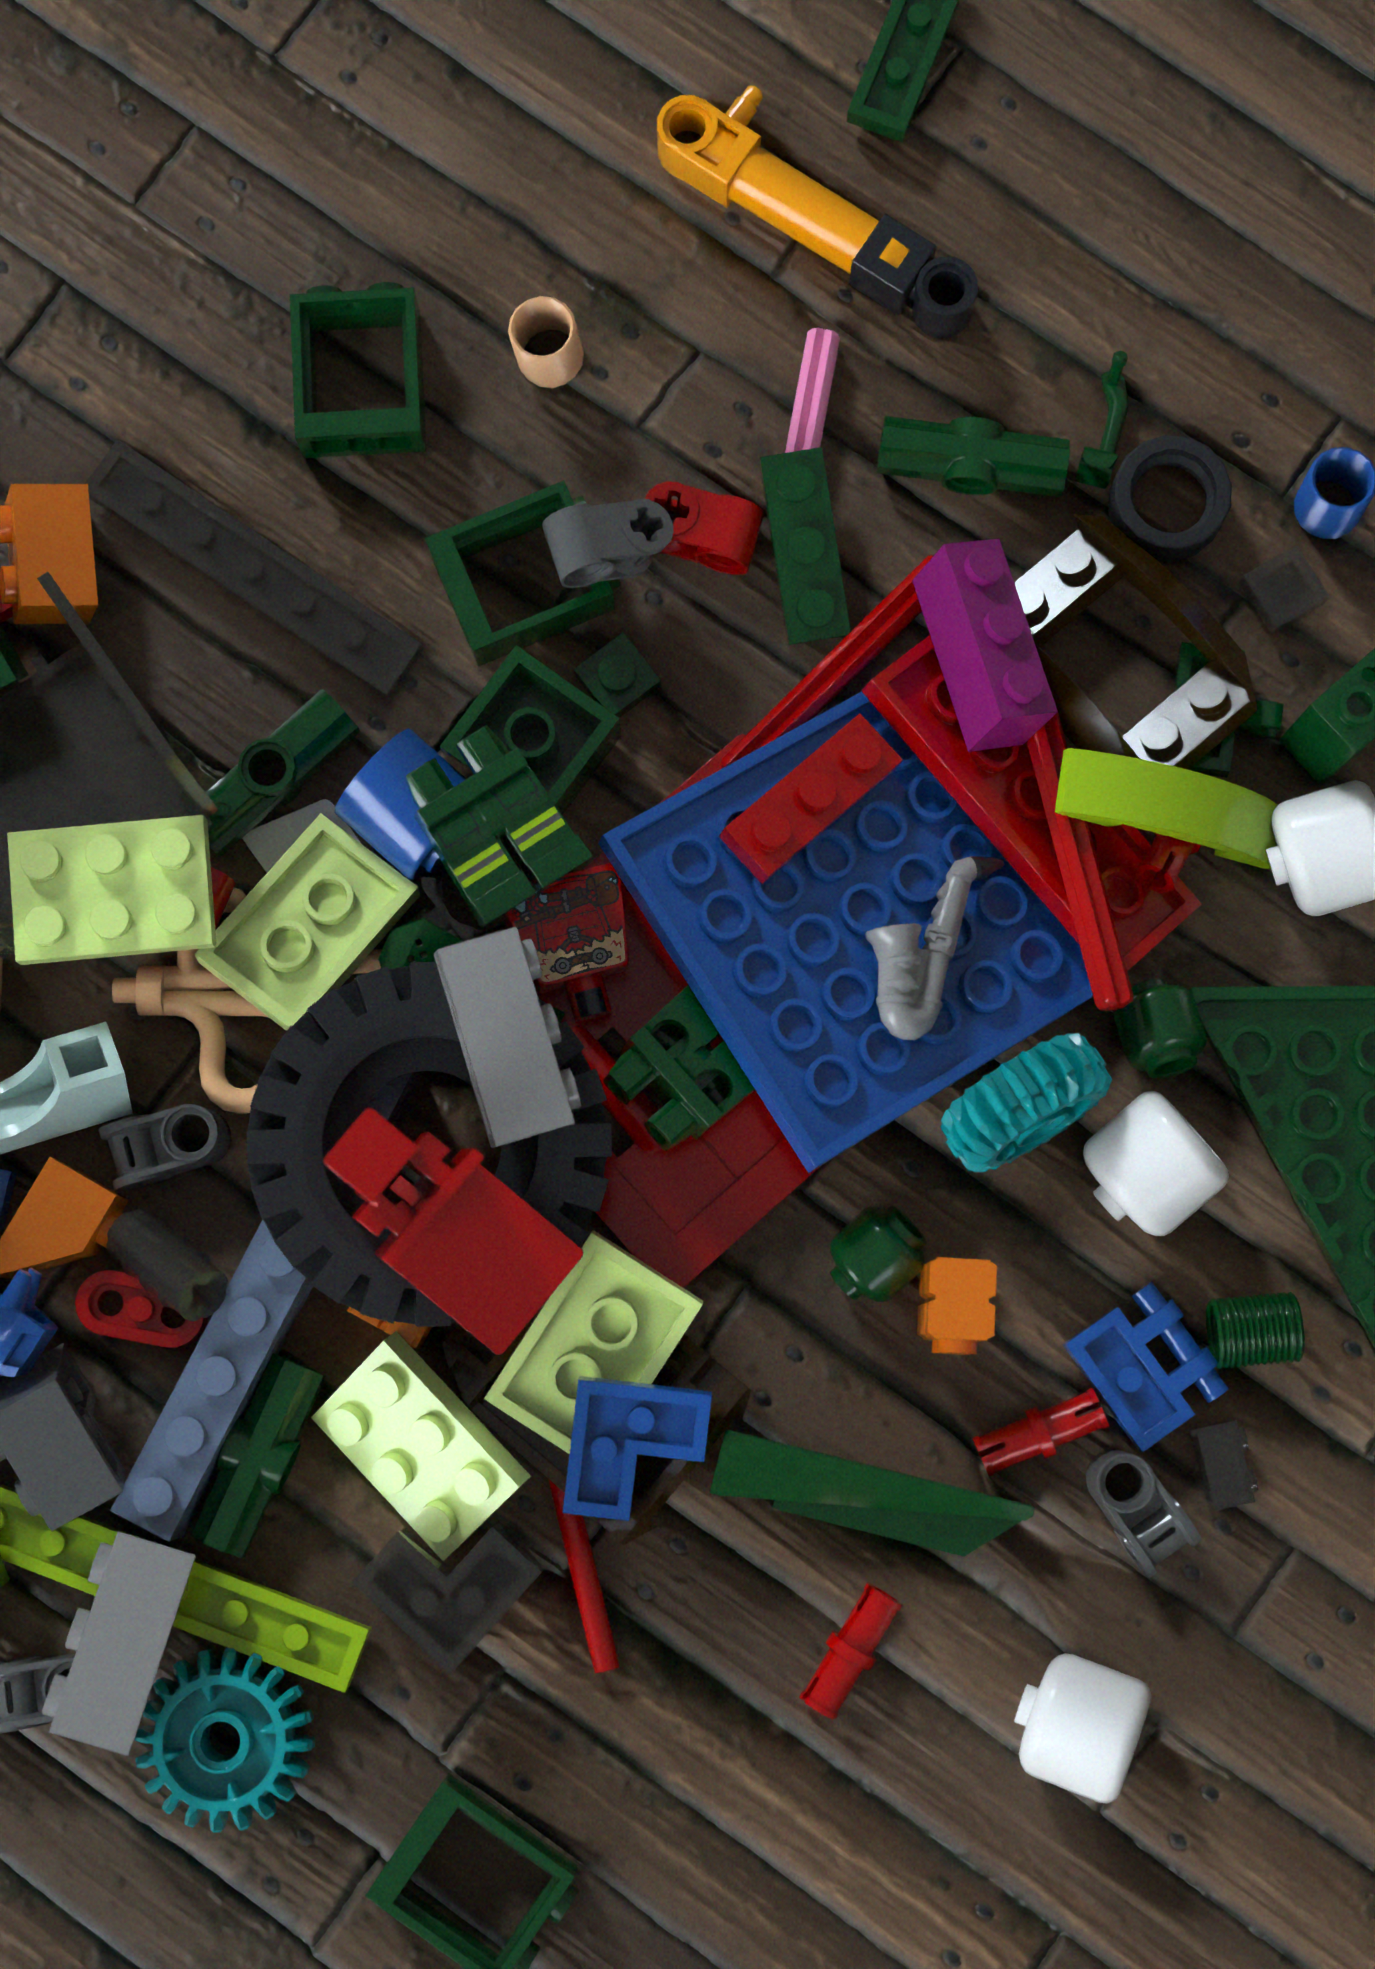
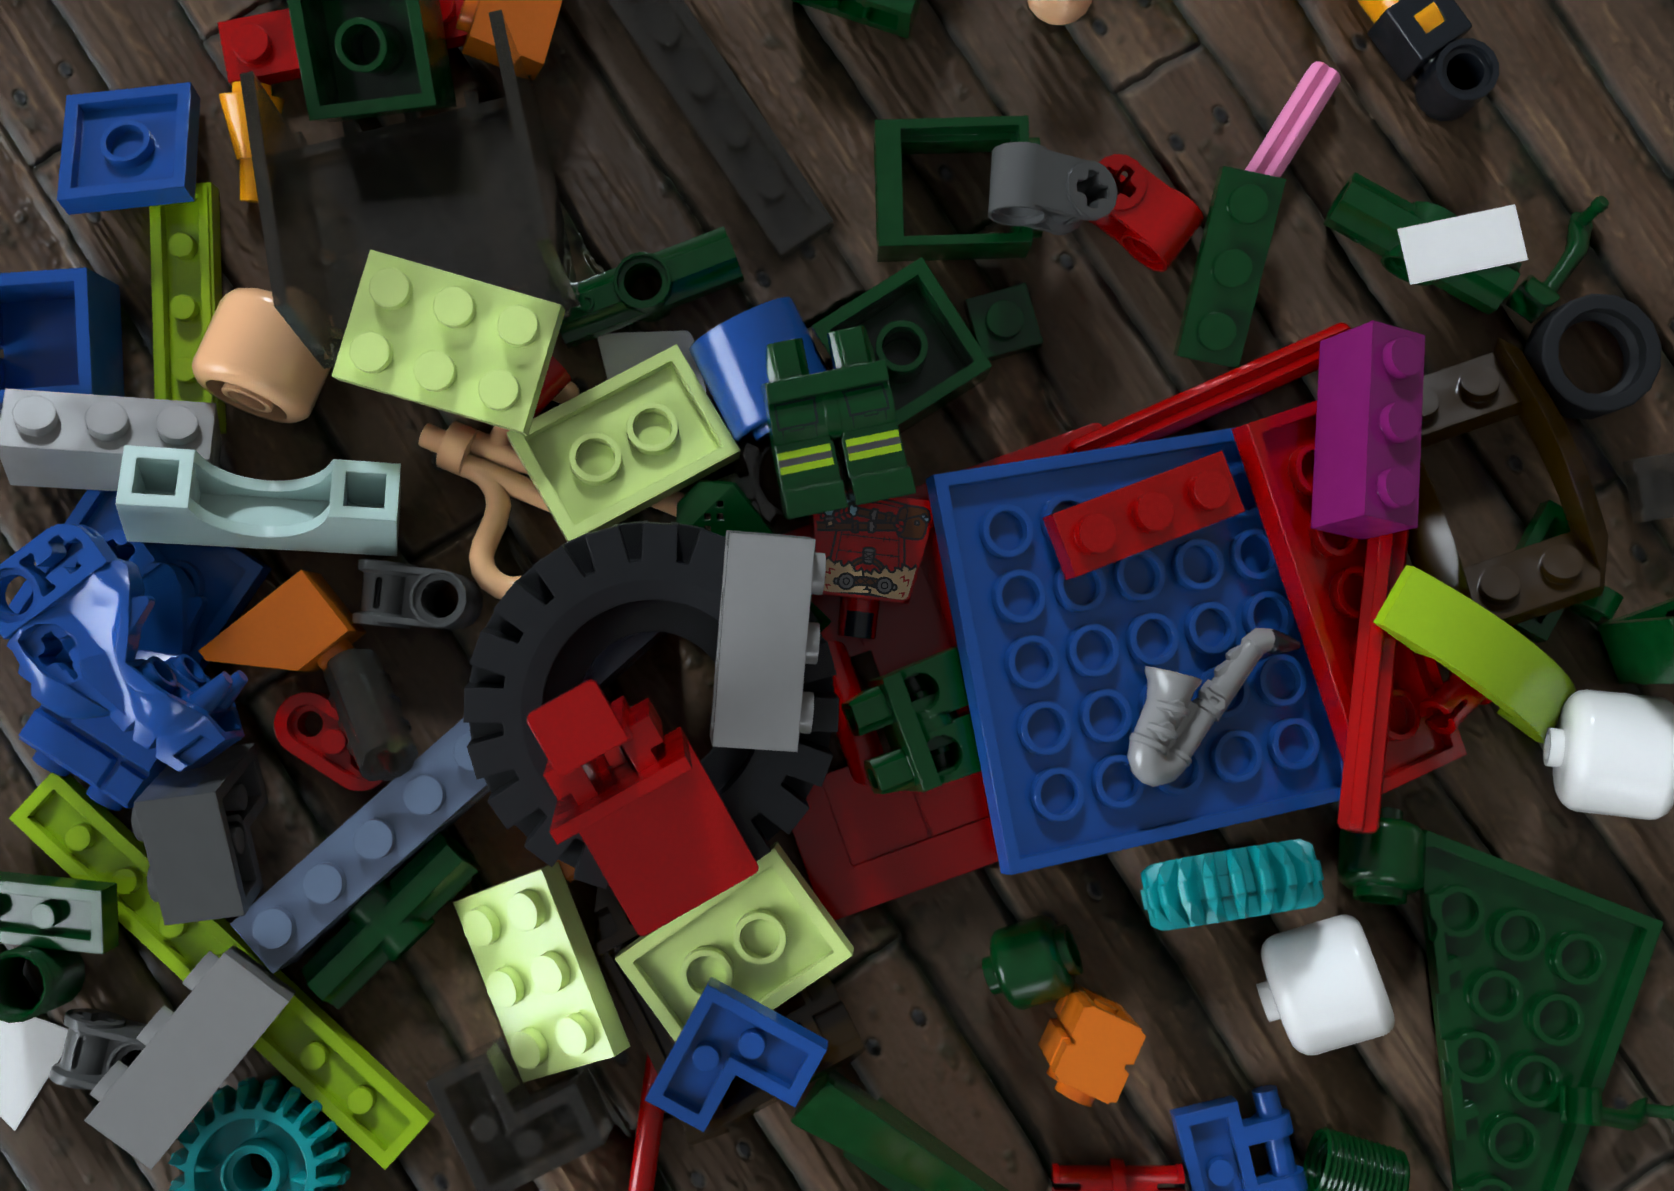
camera: 20 degrees right, 5 degrees up
(1006, 443) = (1462, 244): none -> white sticker

